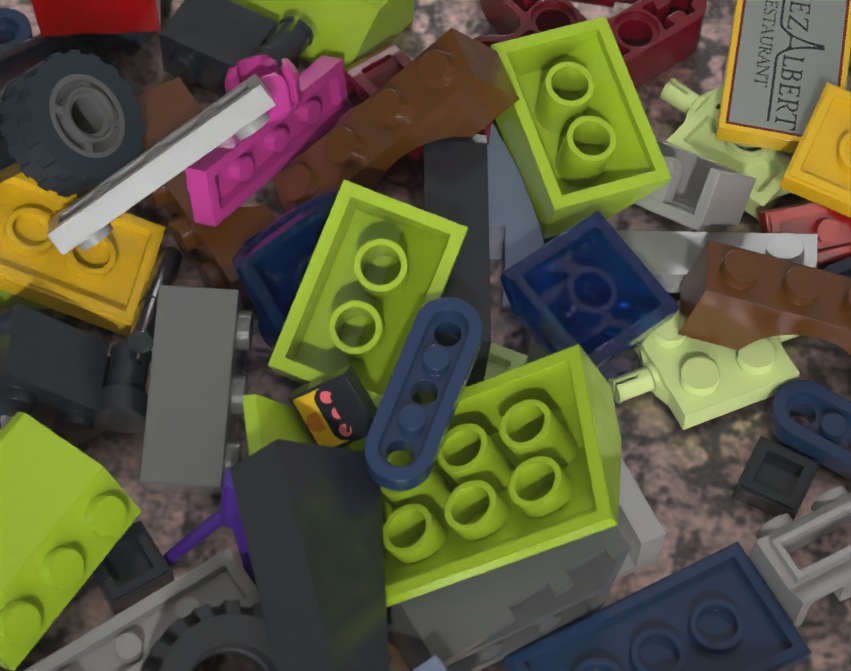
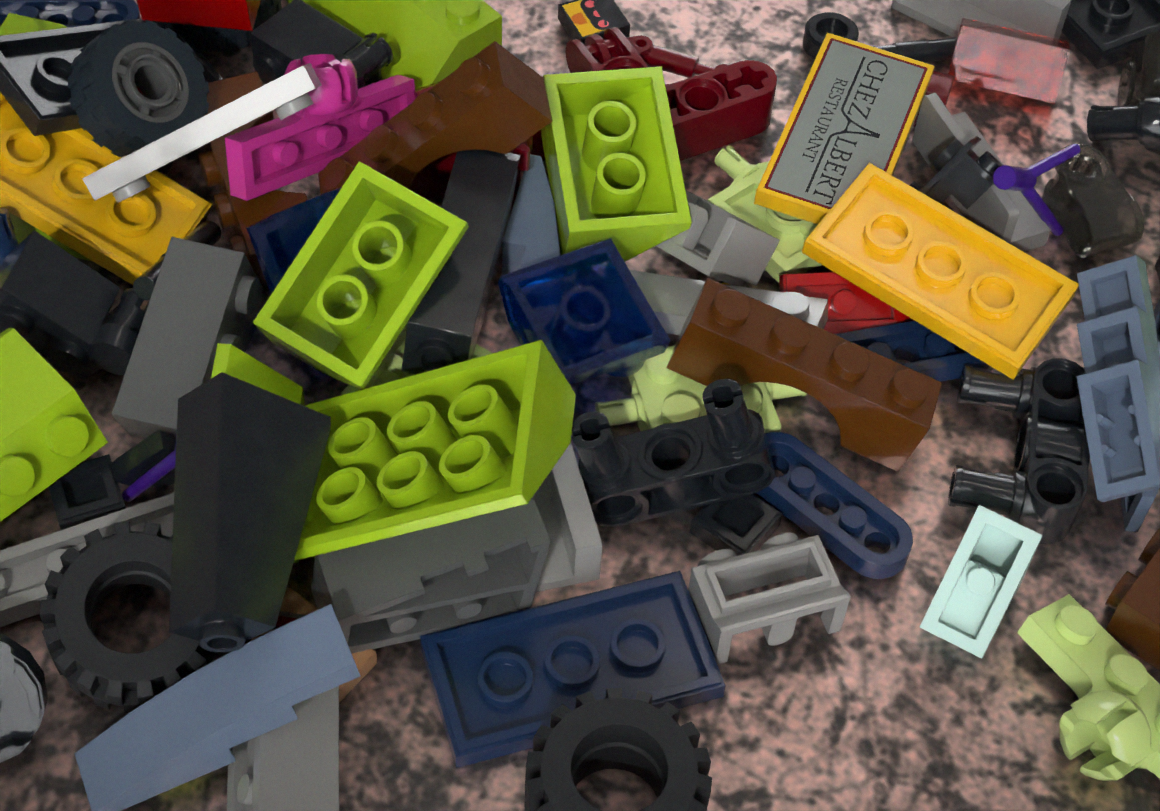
camera: 10 degrees right, 5 degrees down
(184, 518) = (143, 457): none -> black tile
(334, 408) = (307, 371): black tile -> none
(430, 368) = (388, 343): dark blue plate -> none
(756, 412) = (631, 475): none -> black piece

